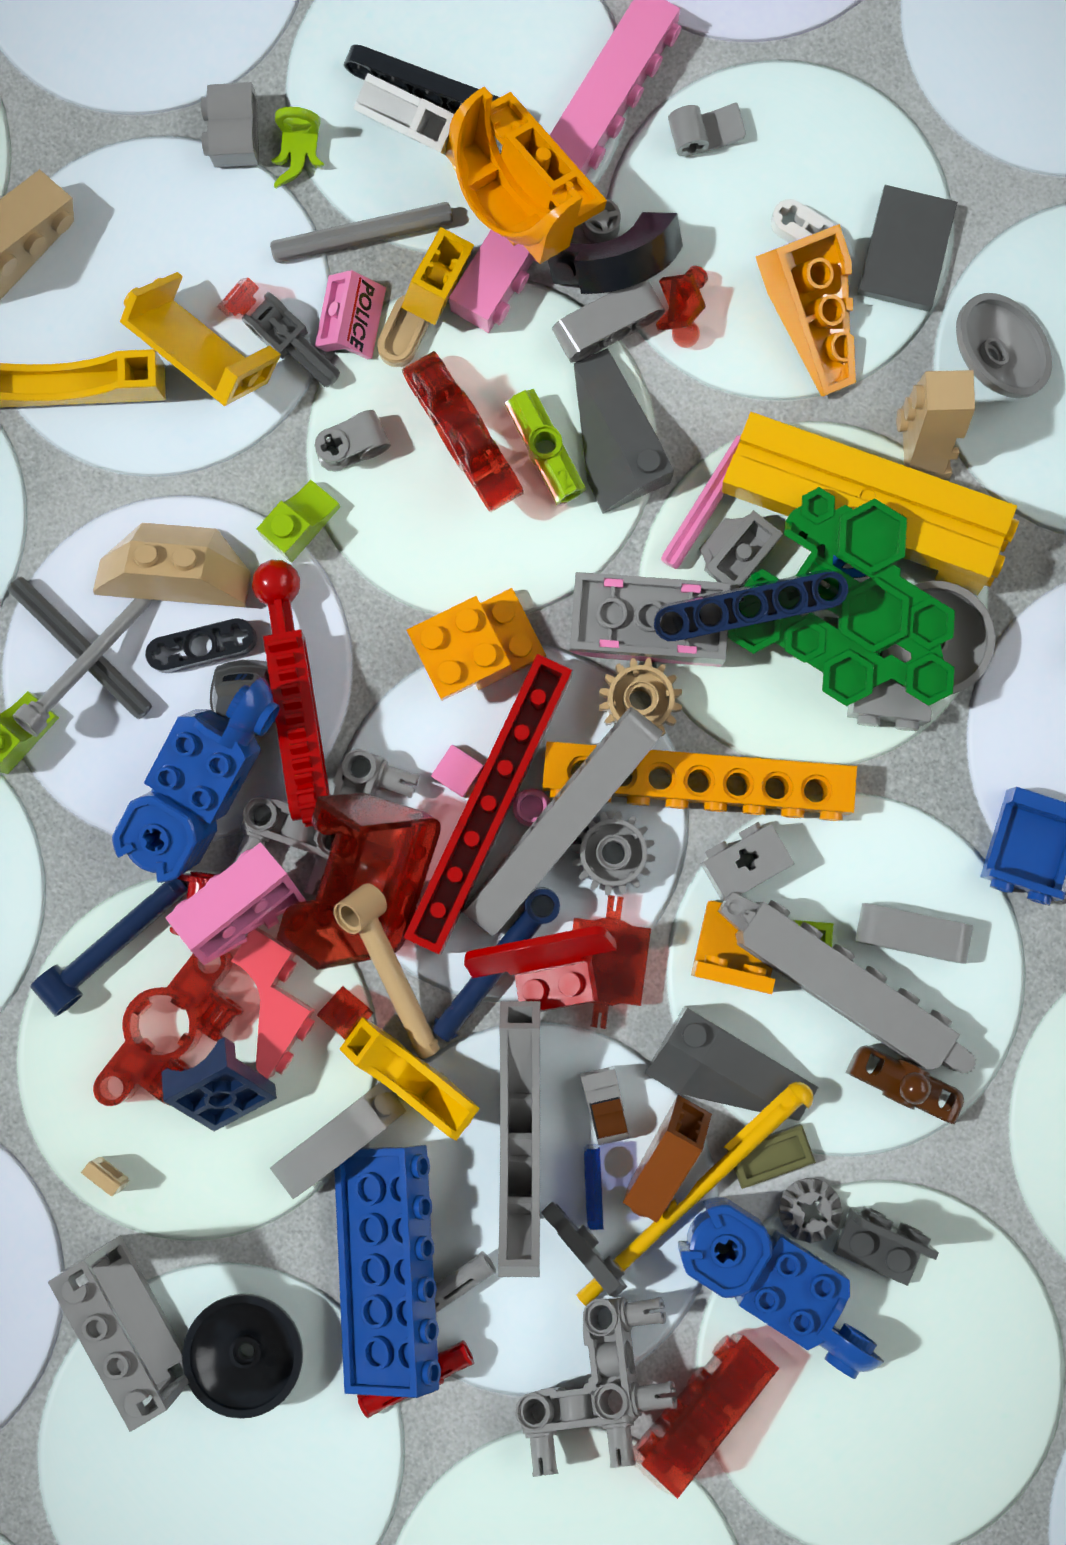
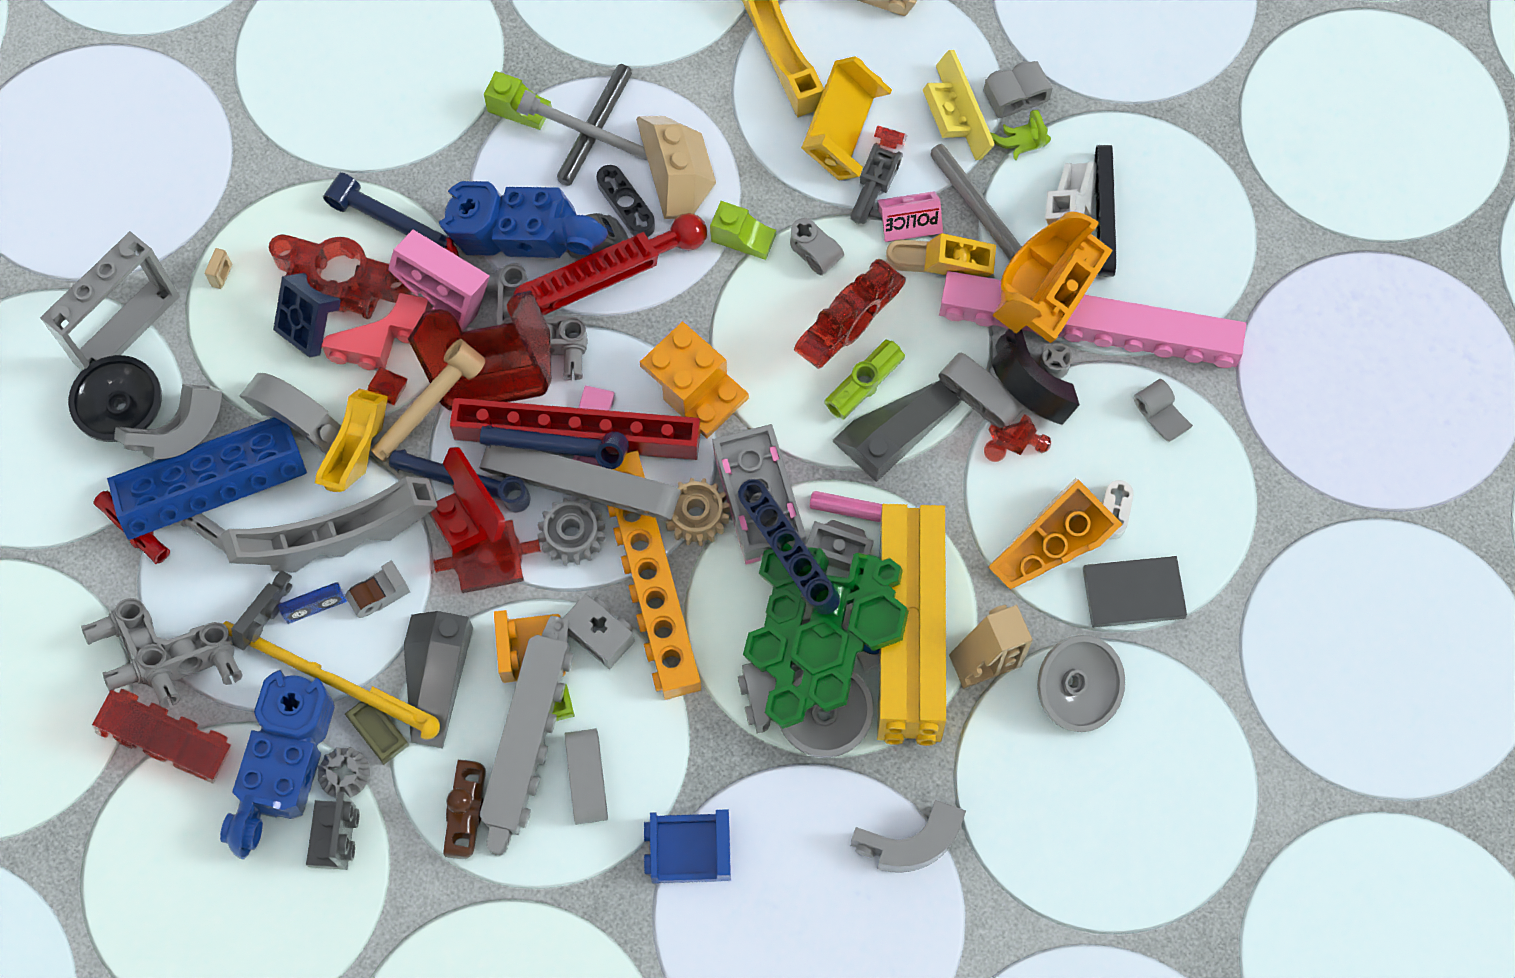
camera: 65 degrees right, 15 degrees down
(228, 204) = (956, 107): none -> light yellow bracket
(318, 1287) = (188, 427): none -> light grey arch
(542, 774) = (559, 444): none -> dark blue piece
(668, 1159) = (351, 647): dark orange slope -> none

